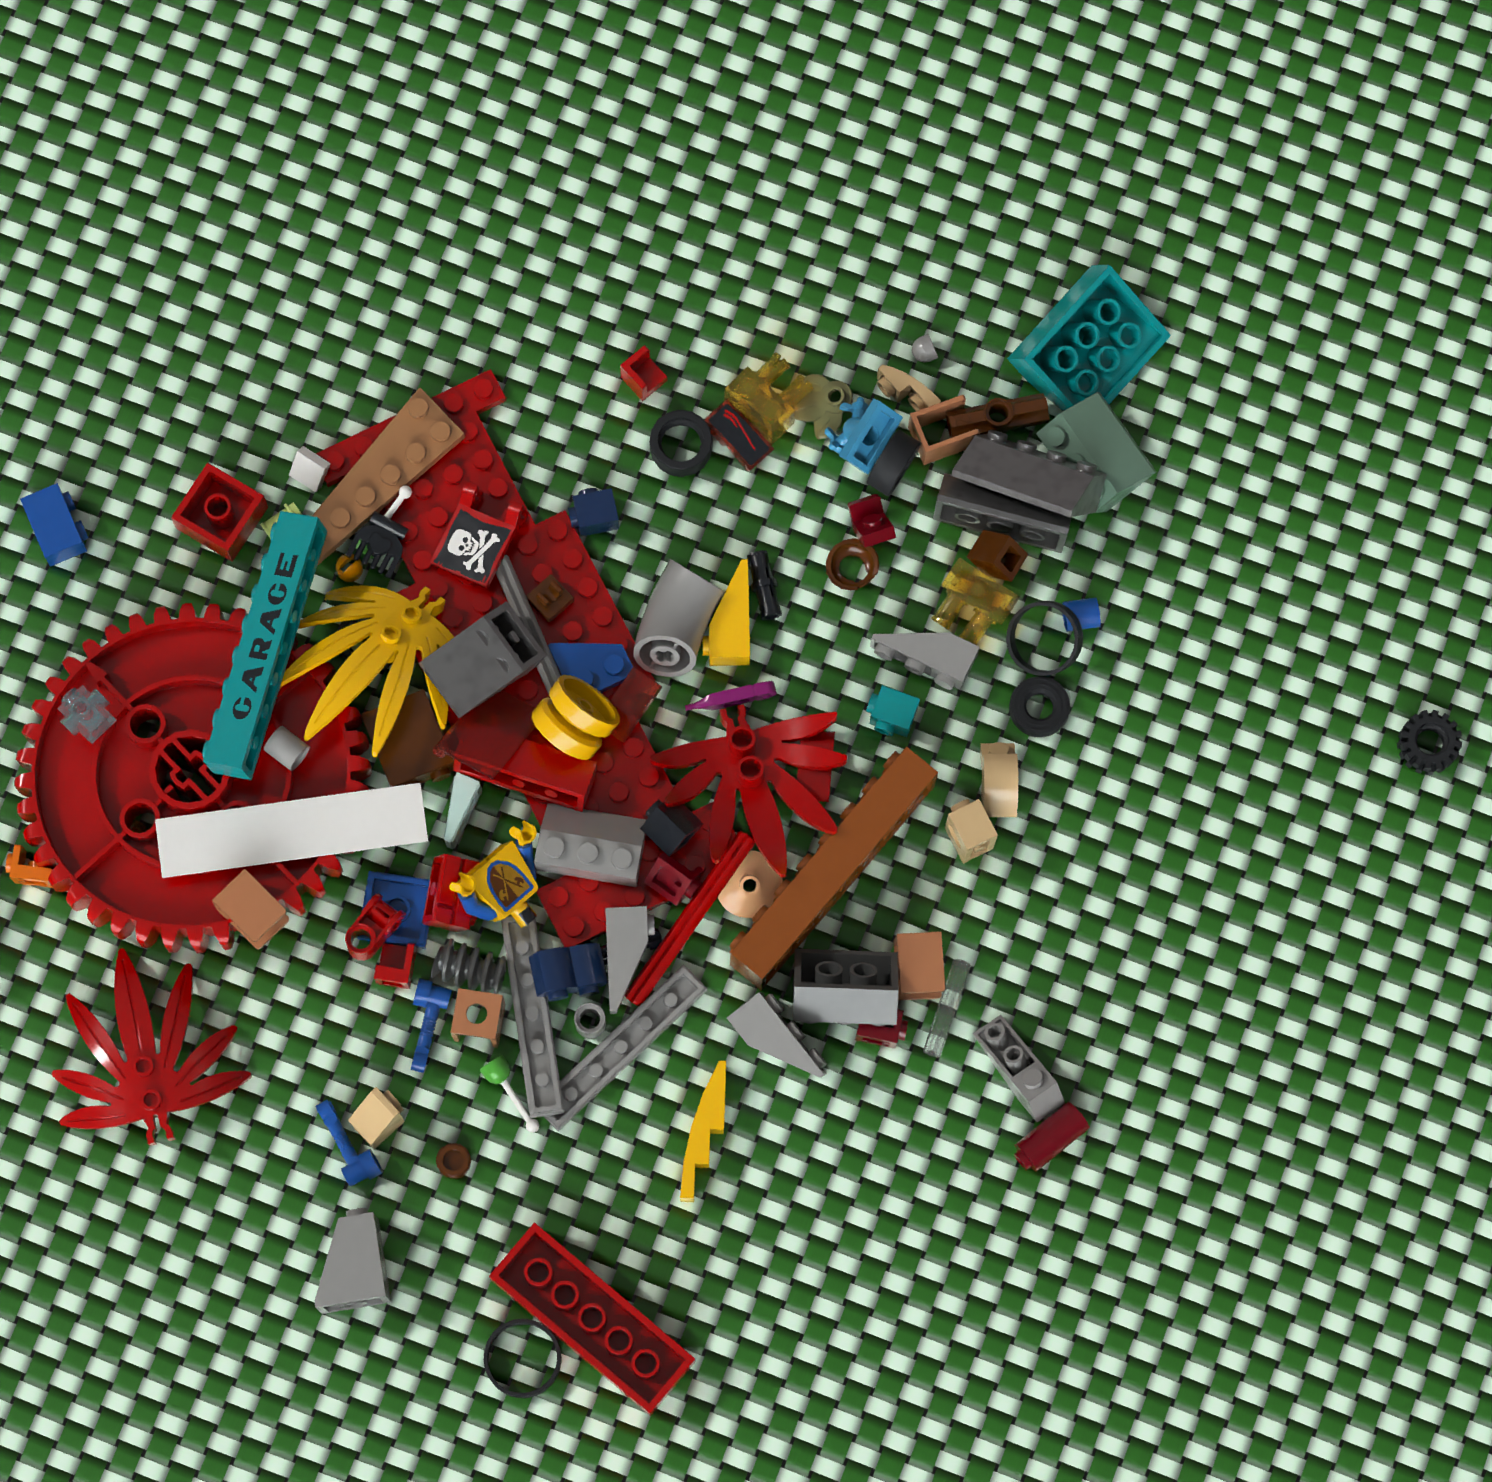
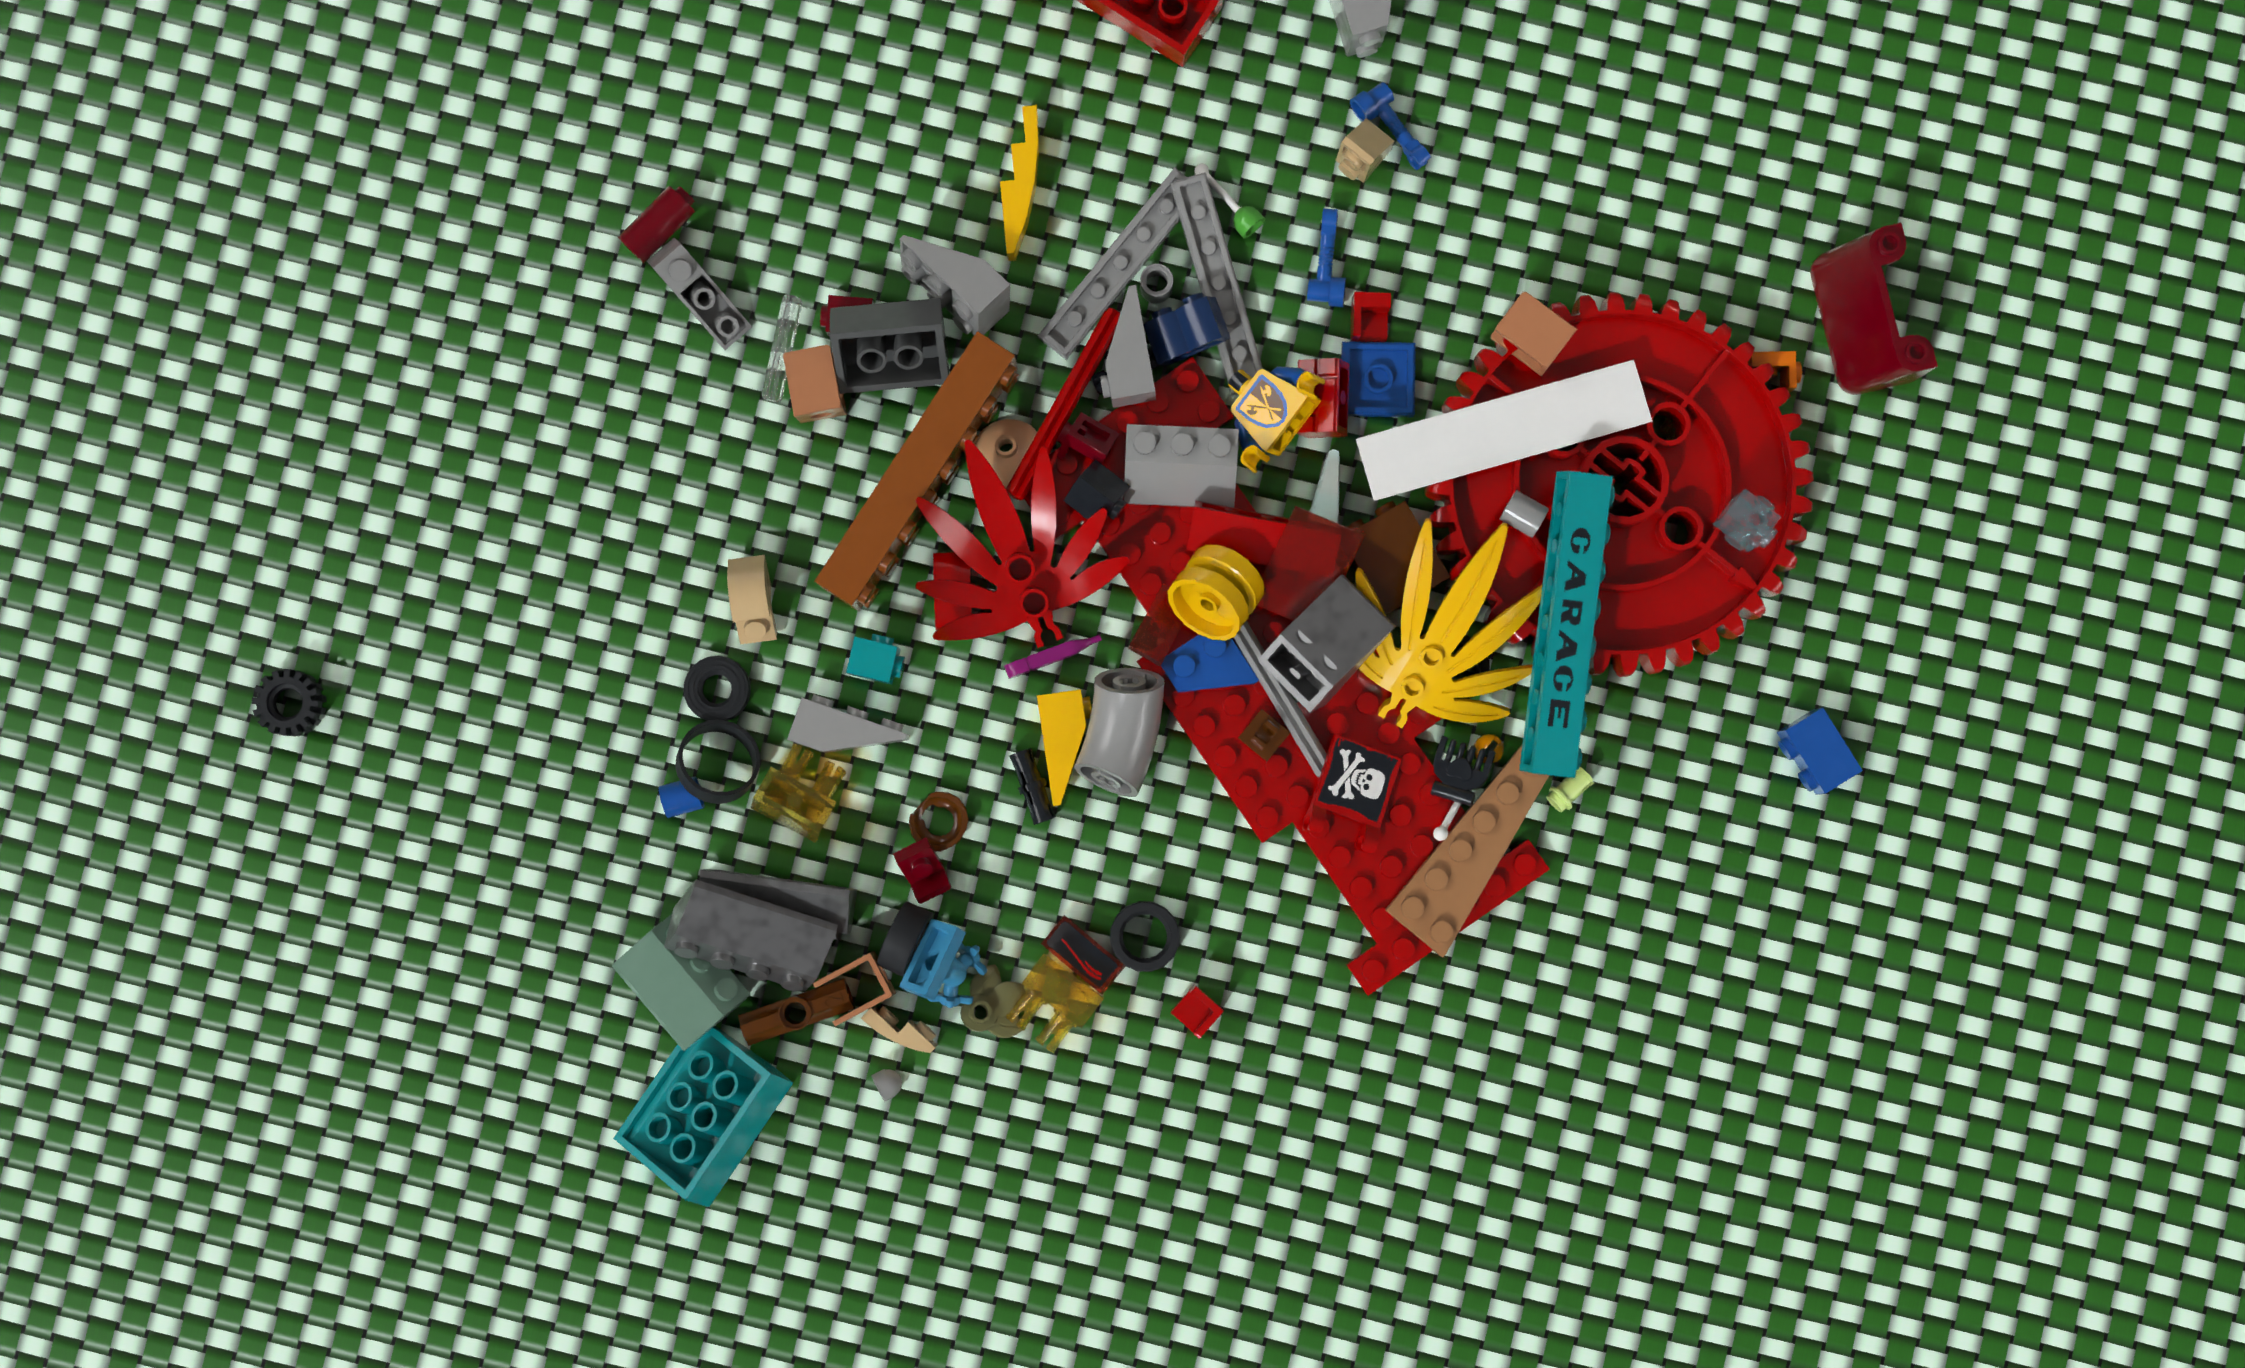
camera: 175 degrees right, 10 degrees up
(148, 1079) = (1611, 151): red plant -> none
(219, 512) = (1641, 786): red brick -> none
(309, 469) = (1550, 852): white tile -> none
(377, 922) = (1398, 353): red piece -> none
(453, 1161) = (1278, 124): reddish brown tile -> none
(469, 968) = (1290, 321): dark grey piece -> none
(490, 1027) = (1261, 274): nougat piece -> none
(594, 511) = (1230, 844): dark blue brick -> none
(970, 830) = (775, 534): tan brick -> none
(997, 555) = (779, 848): reddish brown brick -> none

